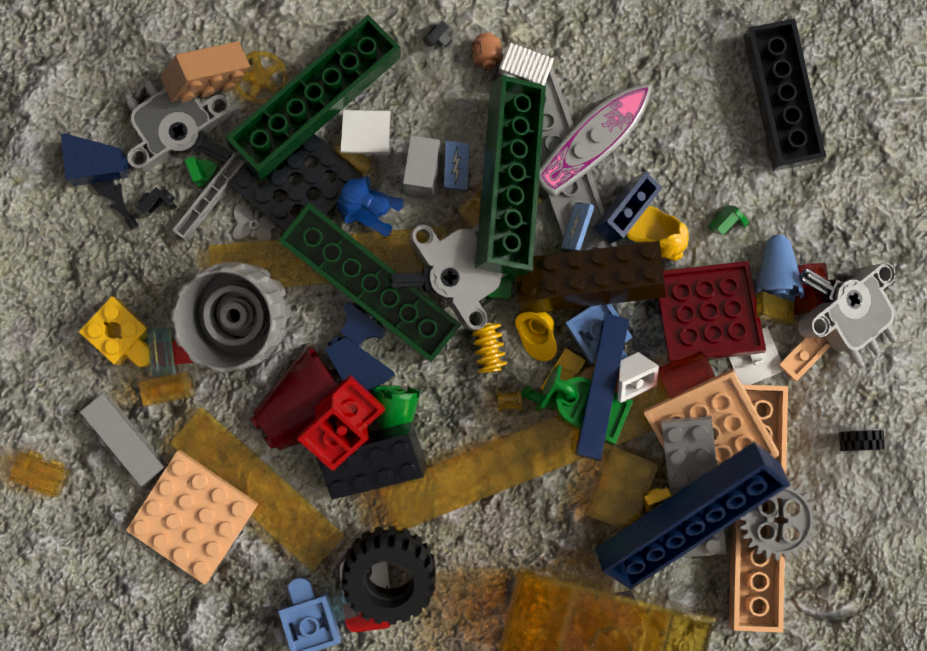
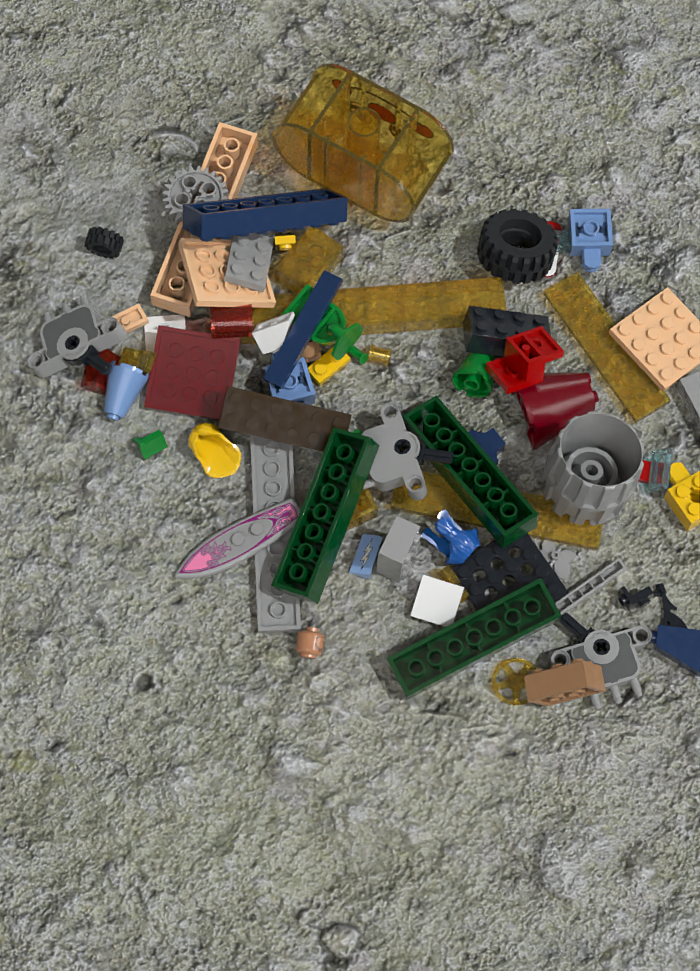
camera: 165 degrees left, 15 degrees down
(167, 389) = (662, 437): clear yellow brick -> none
(201, 170) = (590, 614): green tile -> none
(354, 361) = (497, 412): dark blue slope -> none
(438, 35) = (349, 670): black tile -> none
(489, 348) = (381, 394): yellow piece -> none
(525, 64) = (282, 613): white brick -> none
(537, 334) = (339, 397): yellow piece -> none
(577, 227) = (279, 469): light blue slope -> none
(627, 207) = (232, 471): dark blue brick -> none
(784, 94) = (65, 529): black brick -> none

